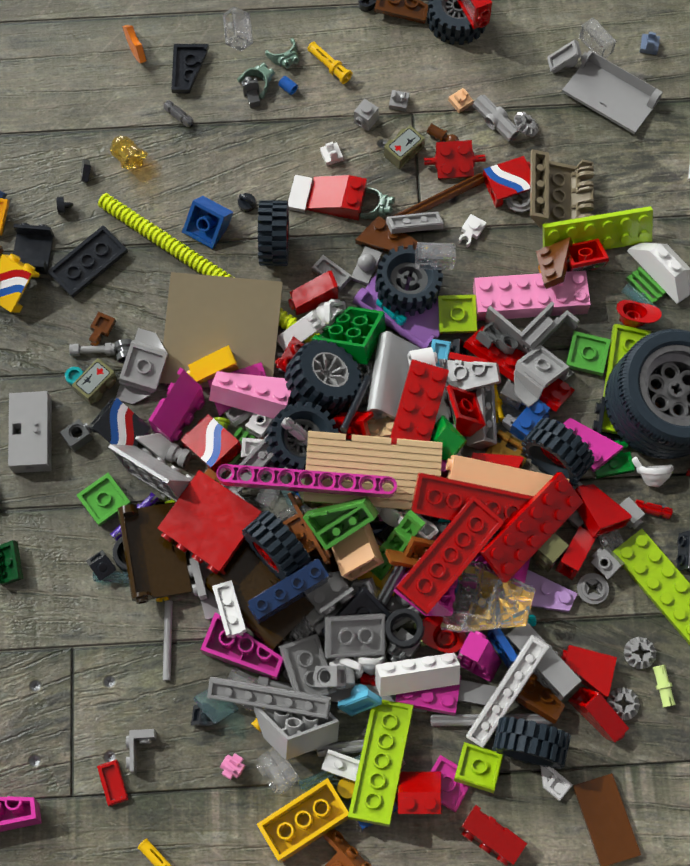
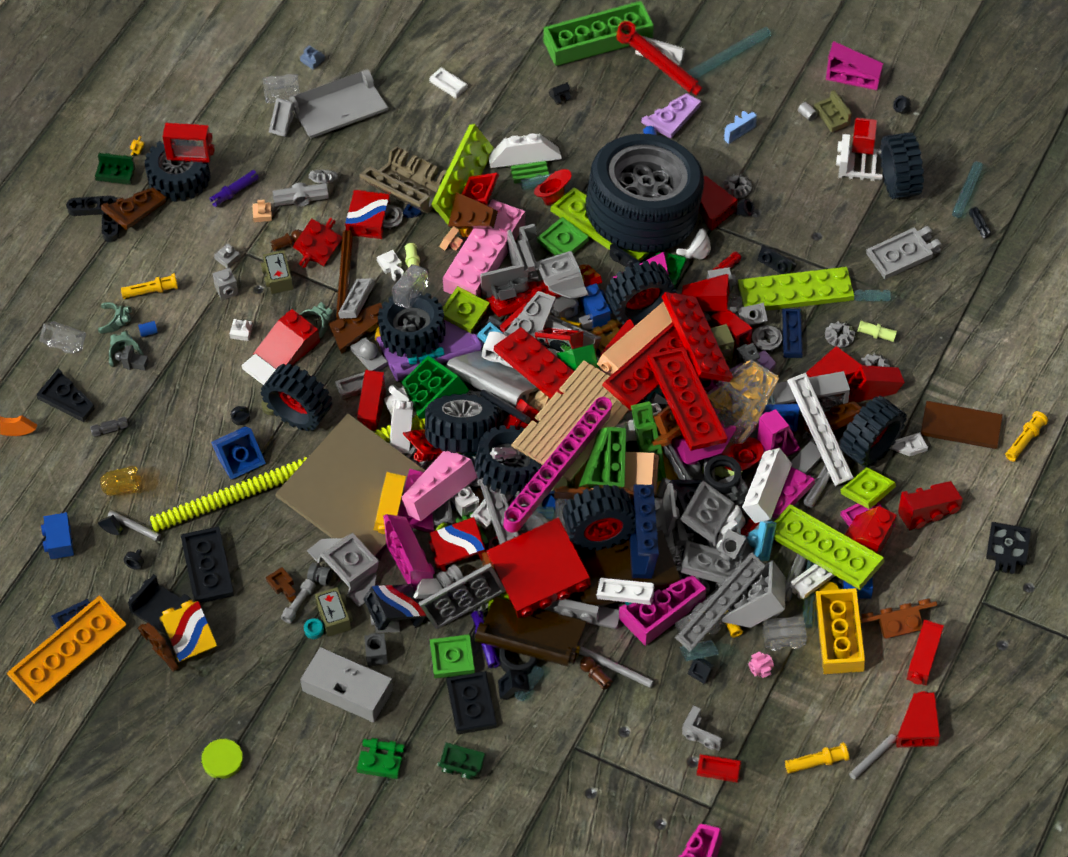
camera: 60 degrees left, 15 degrees down
(50, 138) = (58, 536): none -> blue brick
(70, 539) = (471, 702): none -> black tile
(96, 186) = (135, 526): none -> light grey bar
(154, 616) = (588, 665): none -> reddish brown pin
(462, 62) = (228, 191): none -> dark purple pin
(485, 244) = (411, 253): none -> yellowish green pin
(526, 262) = (451, 239): none -> light nougat tile
(550, 587) = (744, 353): none -> dark grey piece
(614, 608) = (792, 333): none -> dark blue tile

